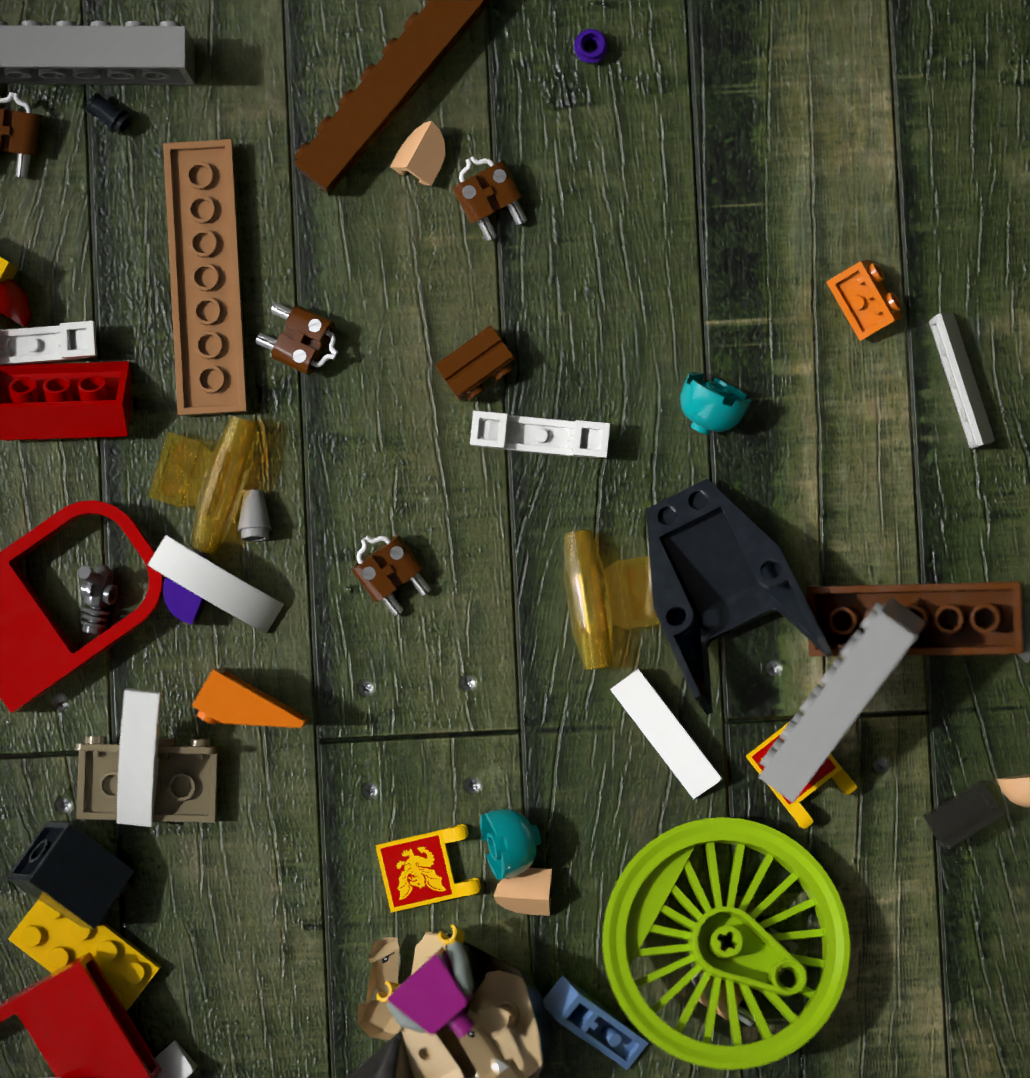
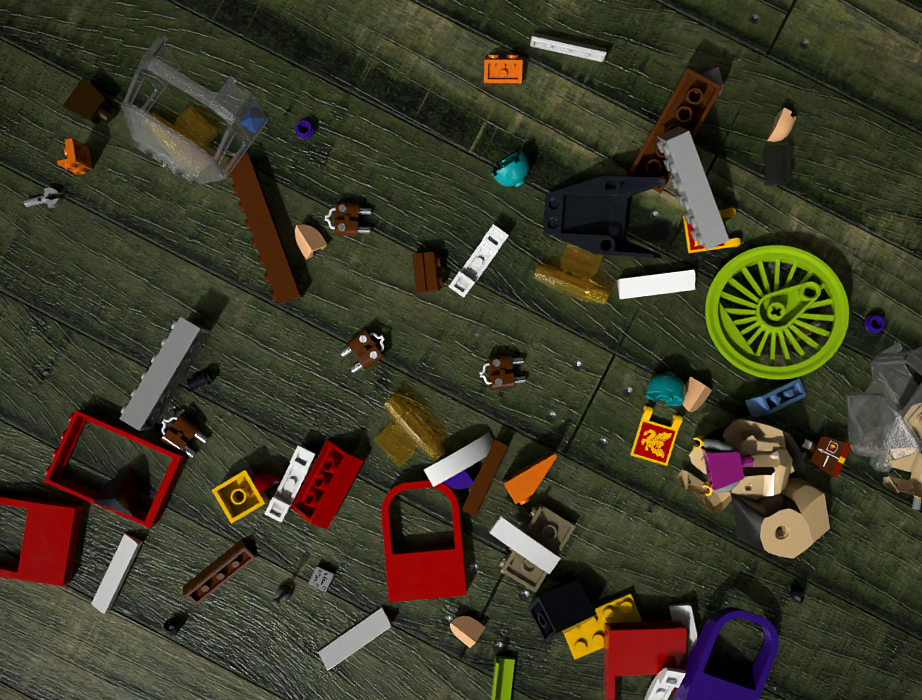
camera: 55 degrees left, 0 degrees up
(98, 593) = (432, 519): dark grey piece -> none
(205, 277) = (308, 379): medium nougat plate -> none
(209, 639) = (485, 477): none -> reddish brown slope
(254, 517) = (438, 422): light grey cone -> none

